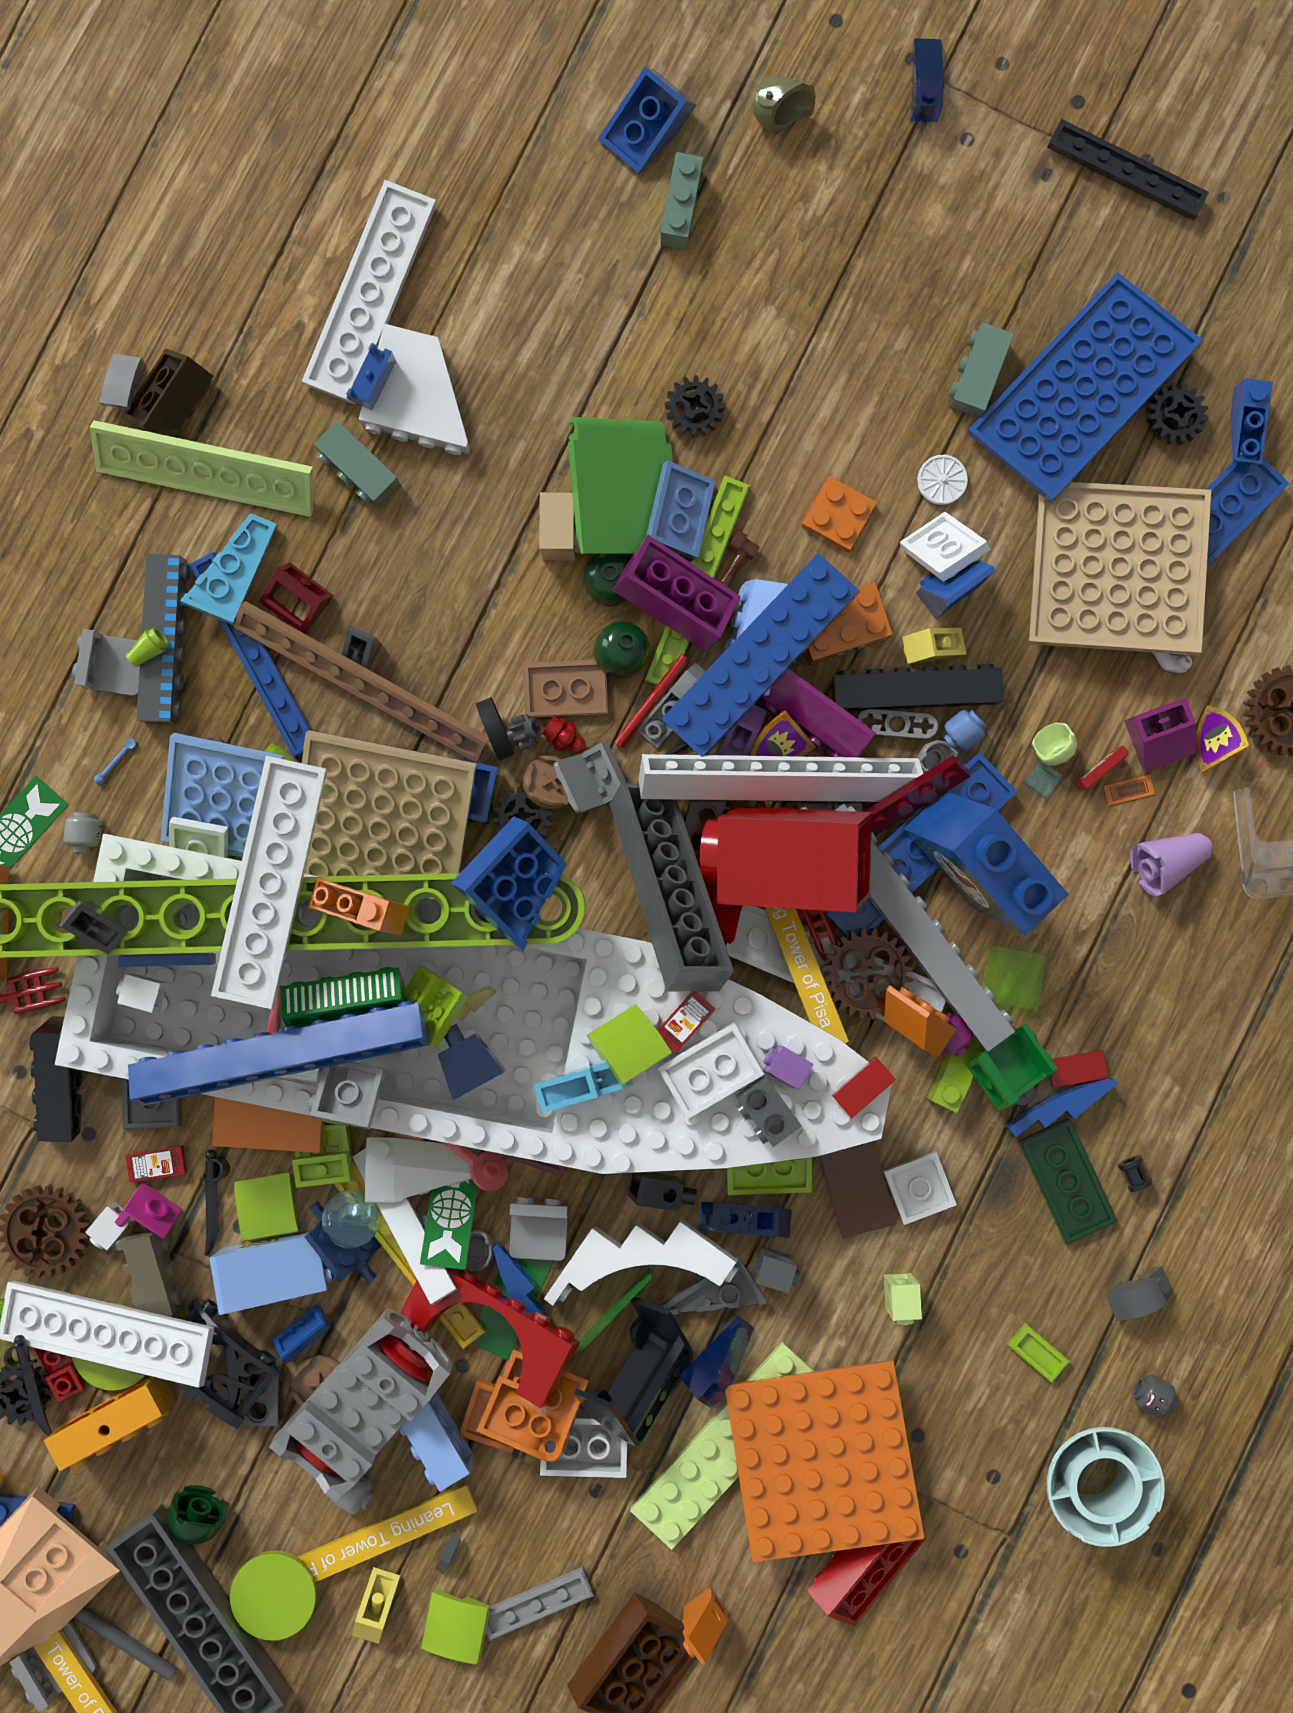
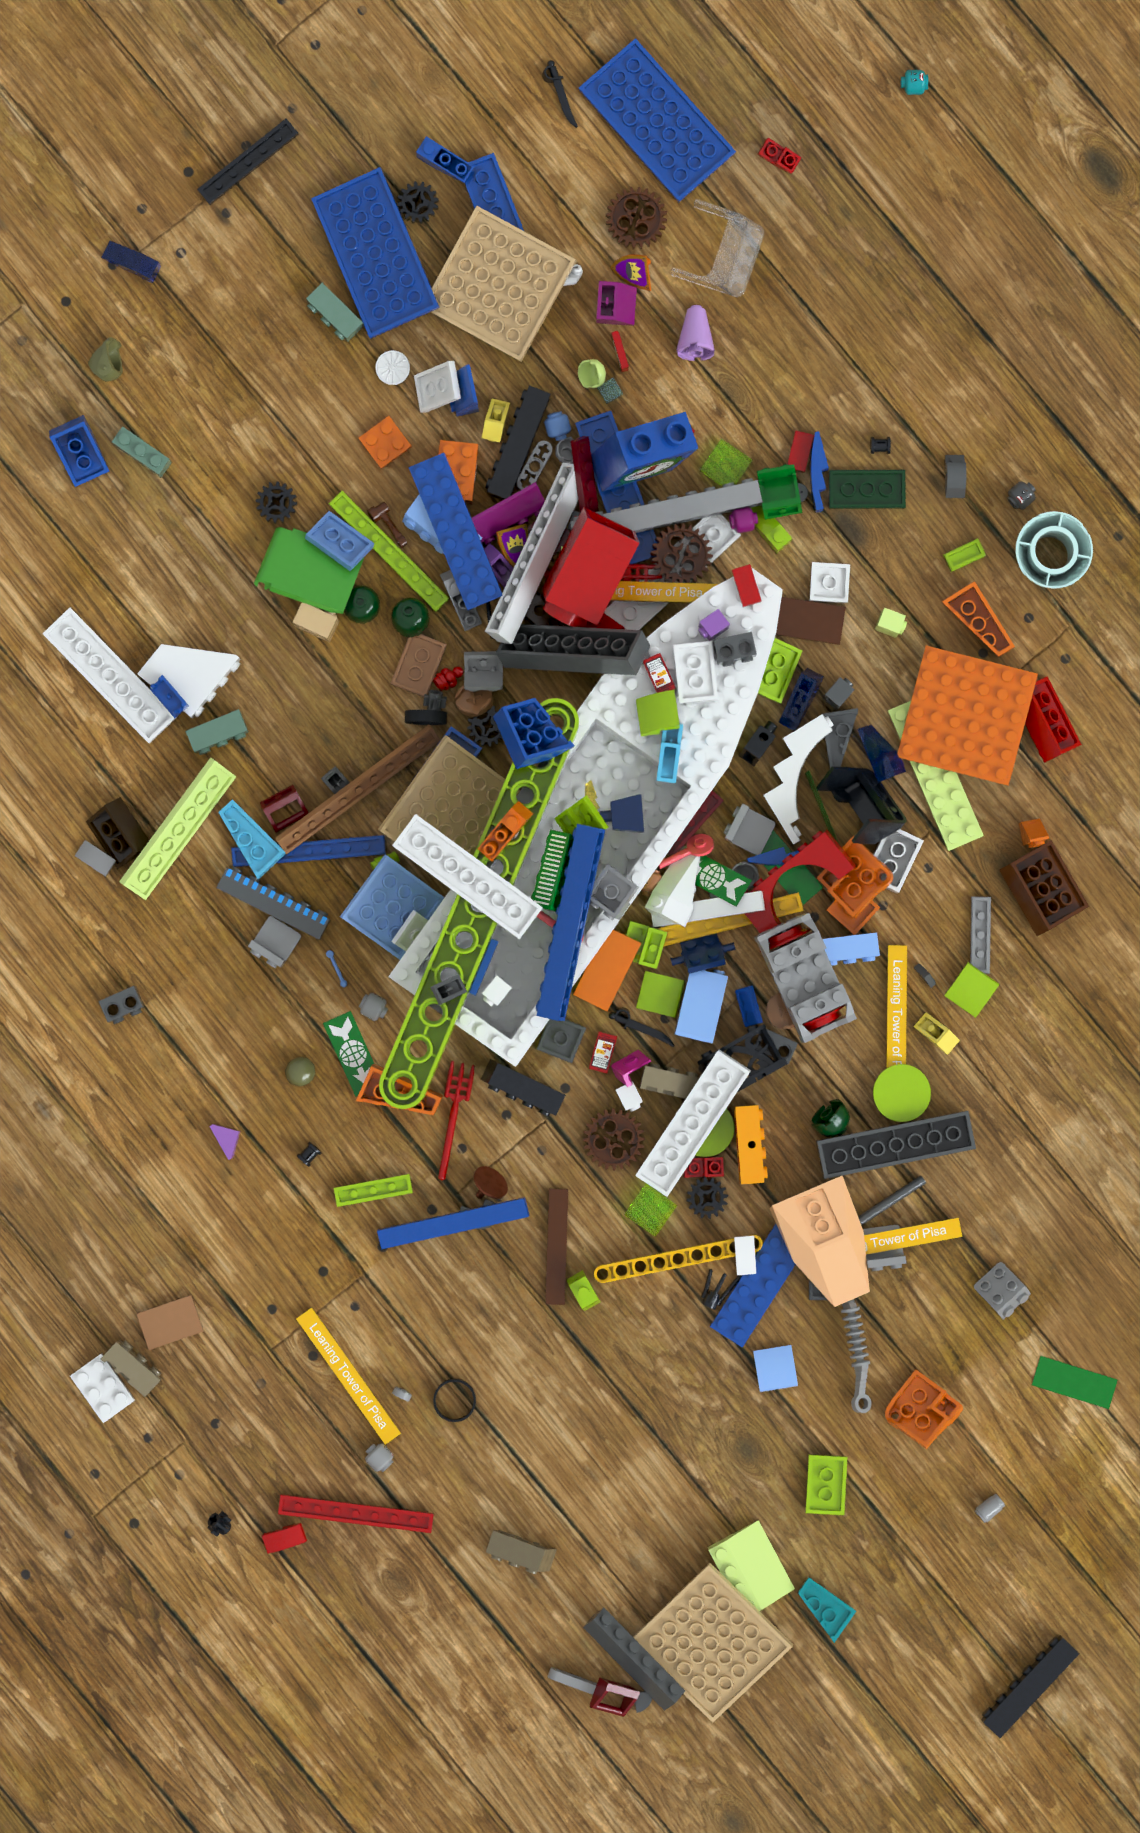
camera: 70 degrees left, 0 degrees up
(30, 1380) = (703, 1184): black sword -> none
(148, 646) = (277, 910): lime cone -> none
(350, 1219) = (690, 940): clear light blue tile -> none
(357, 1497) = (864, 1017): light grey head -> none
(651, 701) = (451, 613): red bar -> none
(677, 593) = (392, 566): magenta slope -> none
(917, 1020) = (723, 536): orange slope -> none
(964, 1414) = (977, 615): none -> orange wedge
(1129, 790) = (641, 339): sticker -> none

